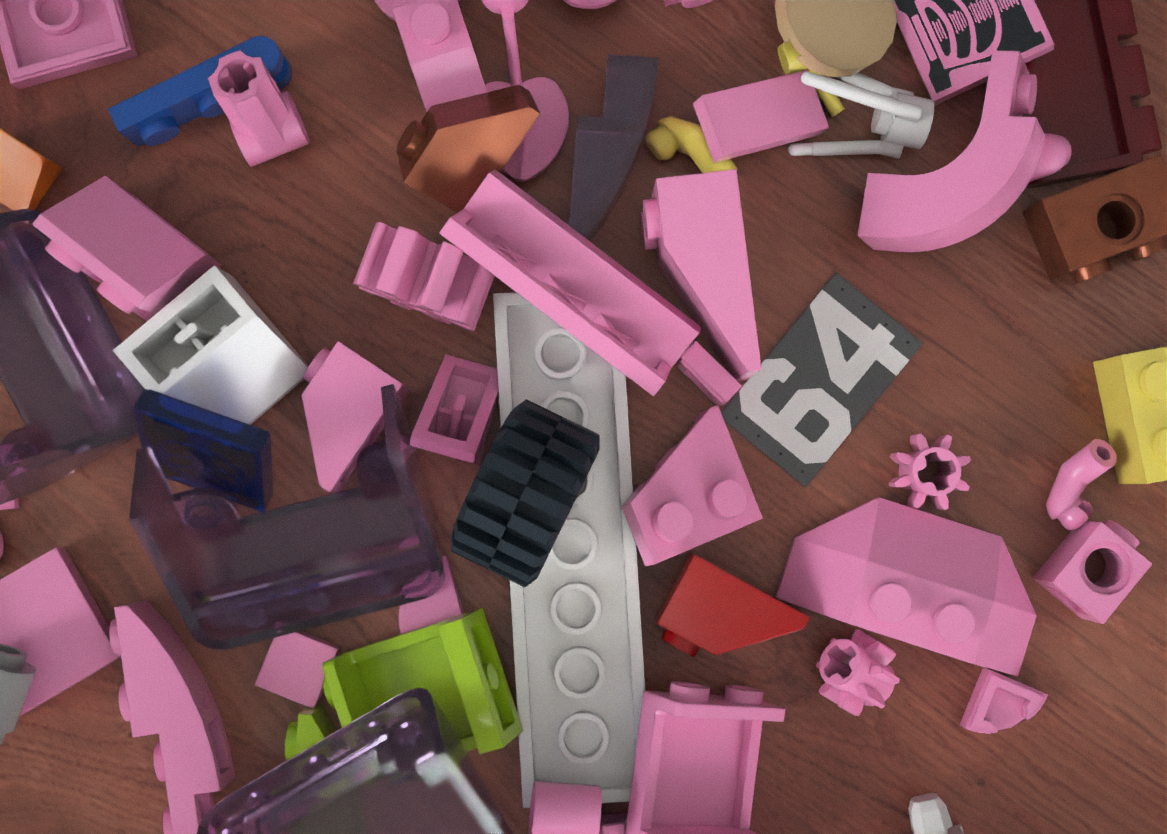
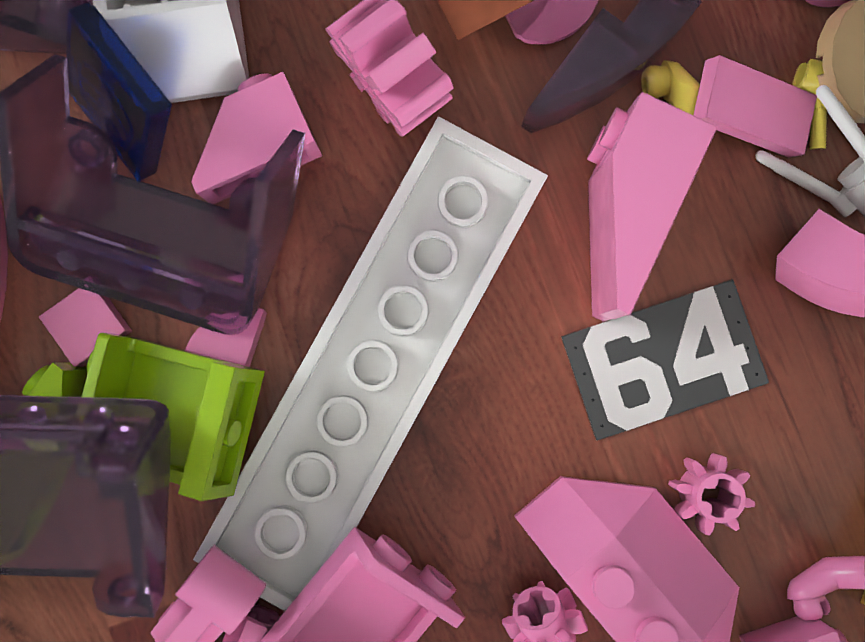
camera: 30 degrees right, 0 degrees up
(458, 410) = (346, 196): bright pink slope -> none
(524, 492) = (355, 291): black wheel -> none
(572, 281) = (510, 139): bright pink fence -> none
(692, 494) = (499, 388): bright pink wing -> none
(708, 374) = (575, 294): bright pink tile -> none
(721, 611) = (462, 501): red slope -> none

